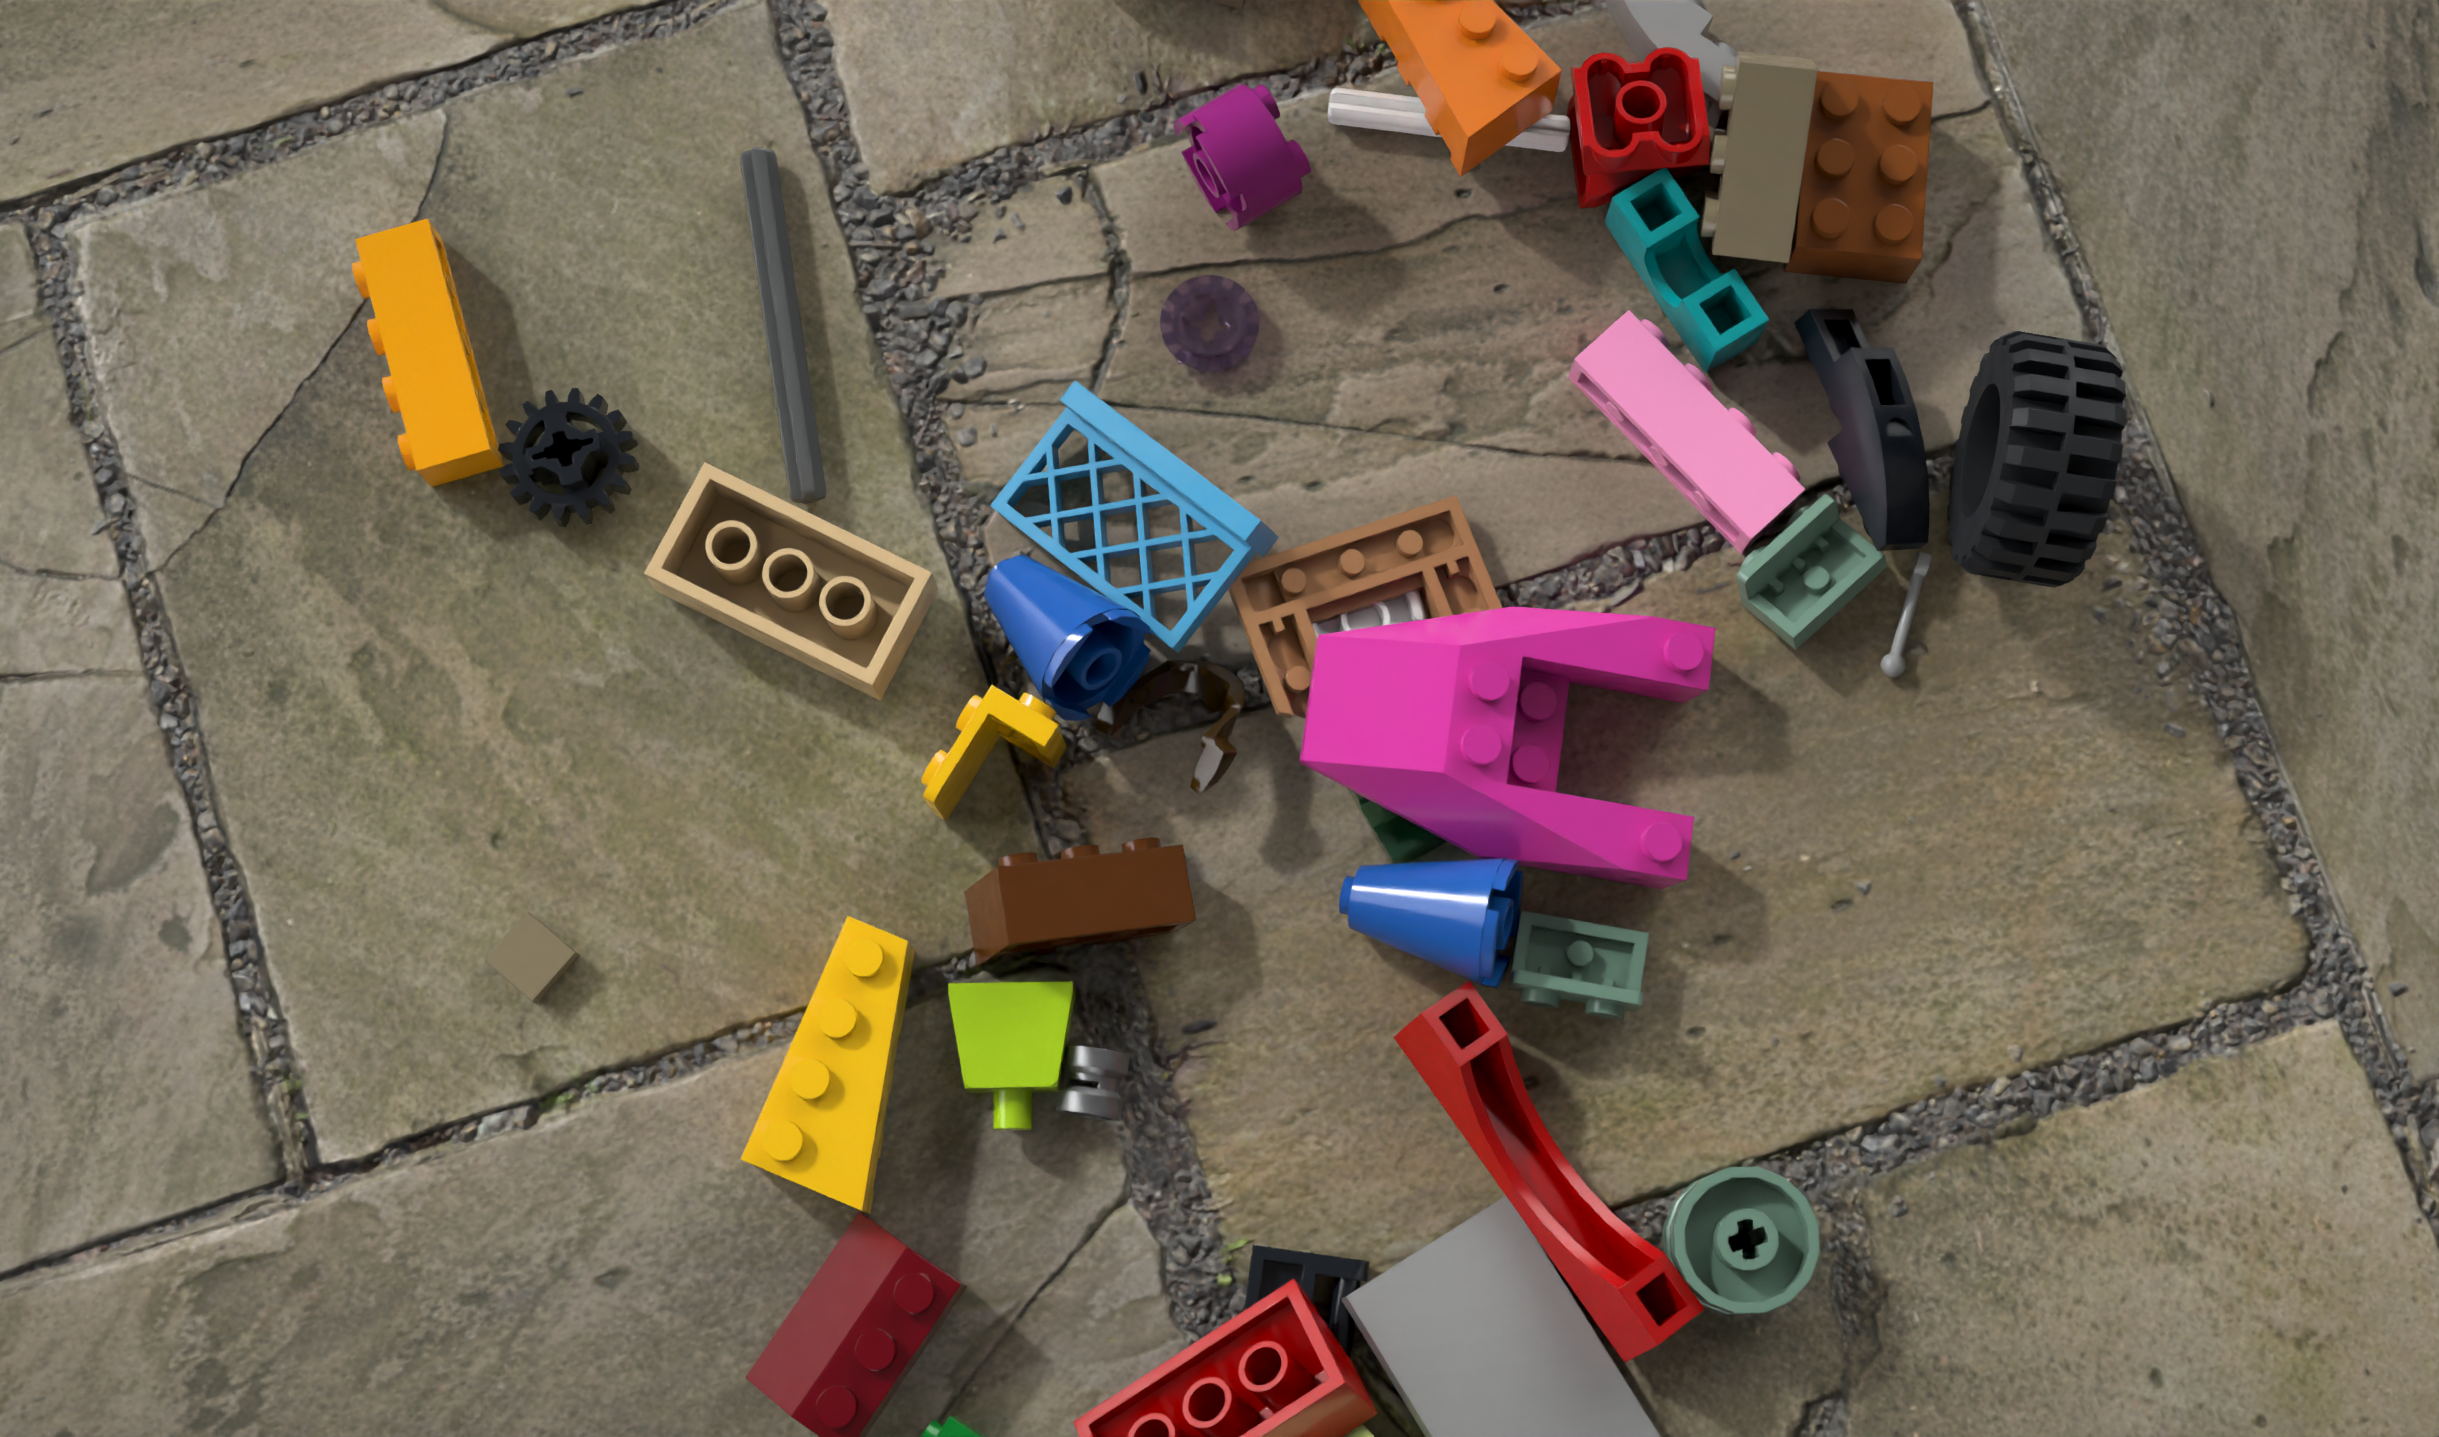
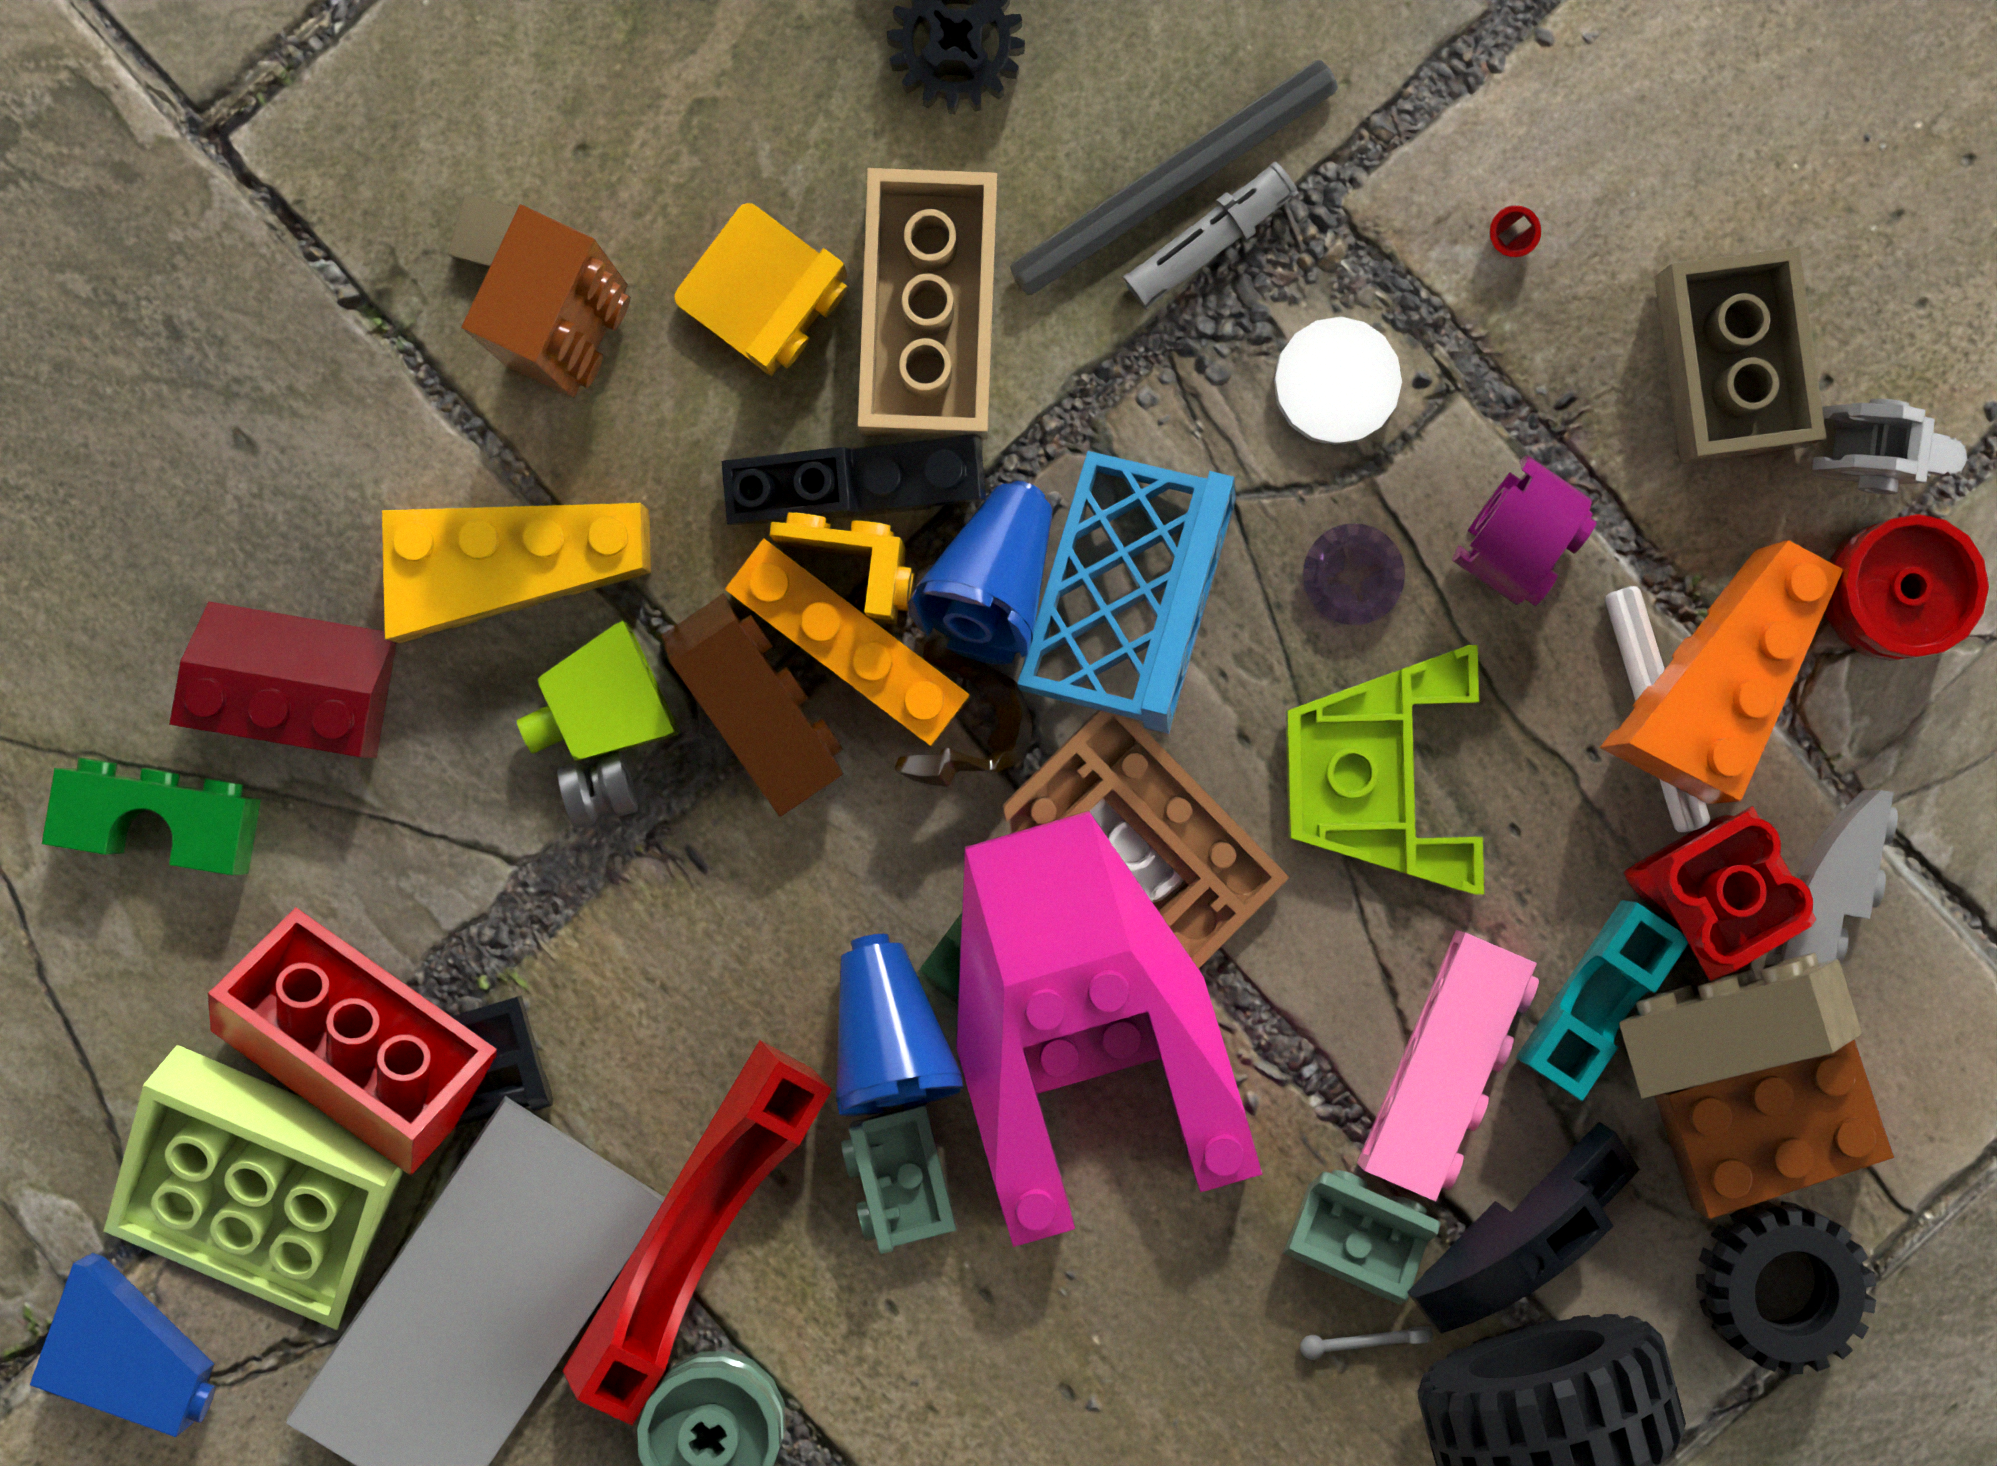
camera: 65 degrees right, 10 degrees up
(627, 903) = (548, 302): none -> dark orange brick
(705, 727) = (762, 288): none -> yellow bracket
(844, 290) = (1222, 226): none -> light grey pin
(918, 720) = (854, 480): none -> black slope
(985, 54) = (1524, 241): none -> red hinge
(1031, 264) = (1337, 381): none -> white tile
(1066, 789) = (847, 642): none -> light orange brick
(1387, 396) = (1356, 772): none -> lime wing
(2037, 188) = (1826, 1319): none -> black tyre

